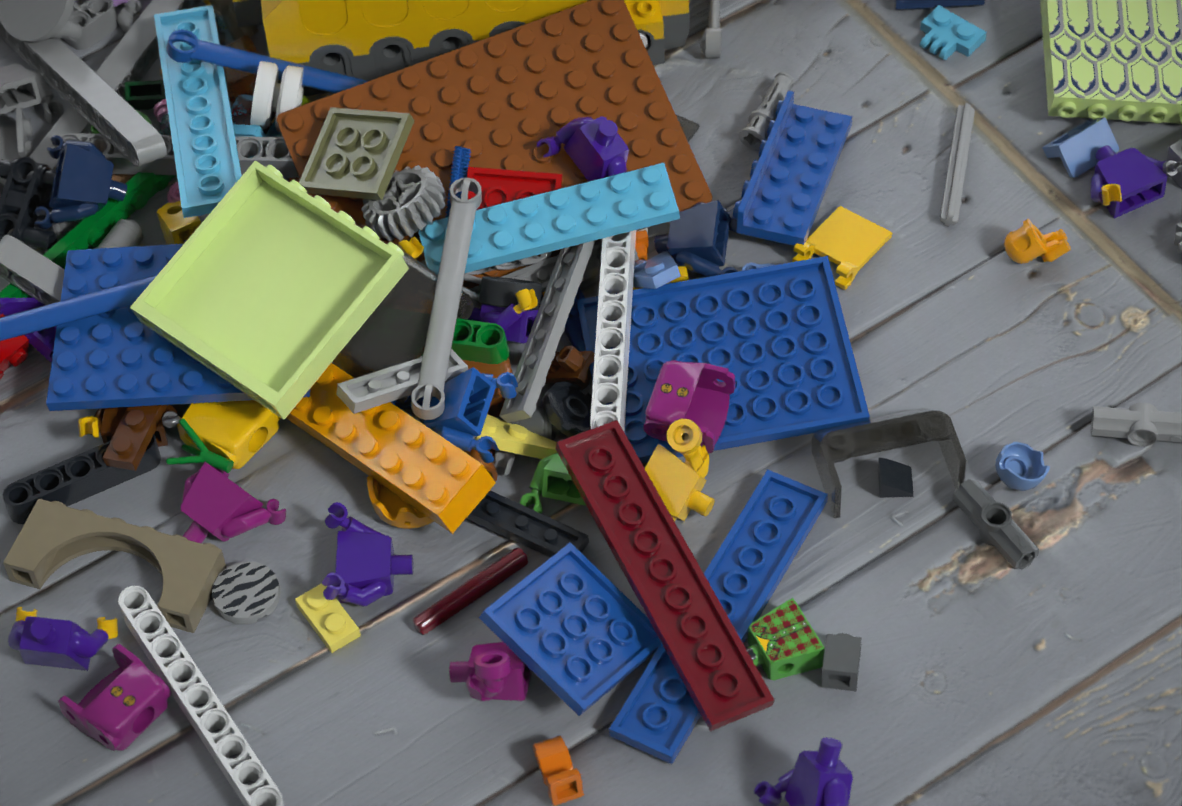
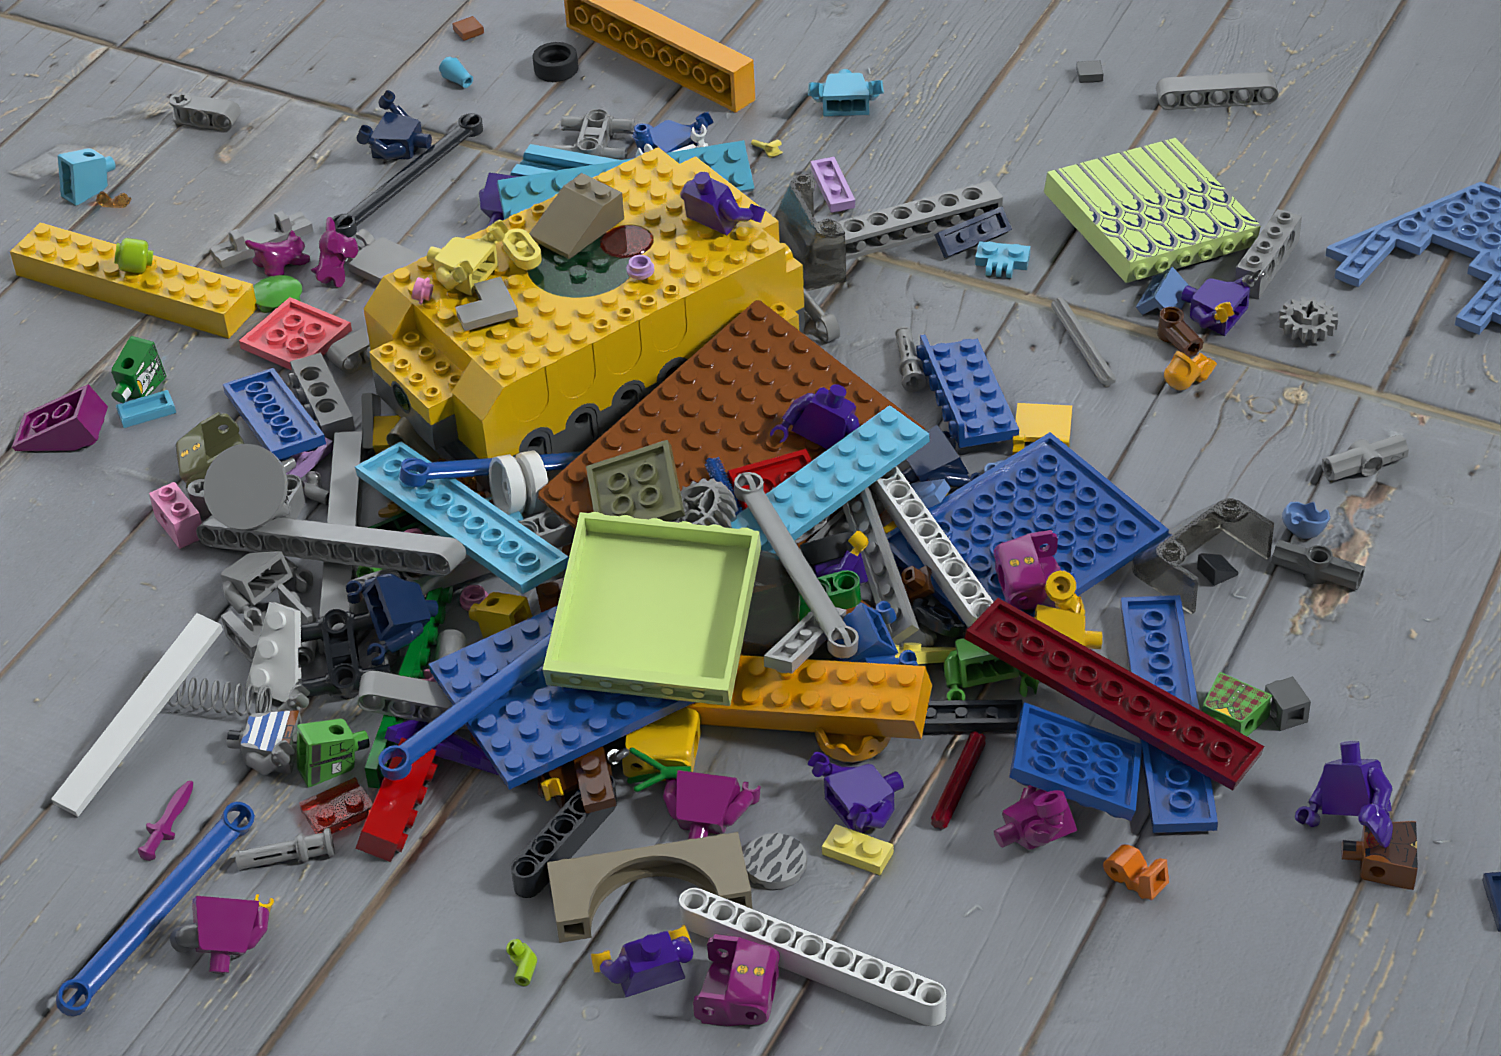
camera: 30 degrees left, 10 degrees down
(1060, 195) = (1176, 331): none -> reddish brown piece

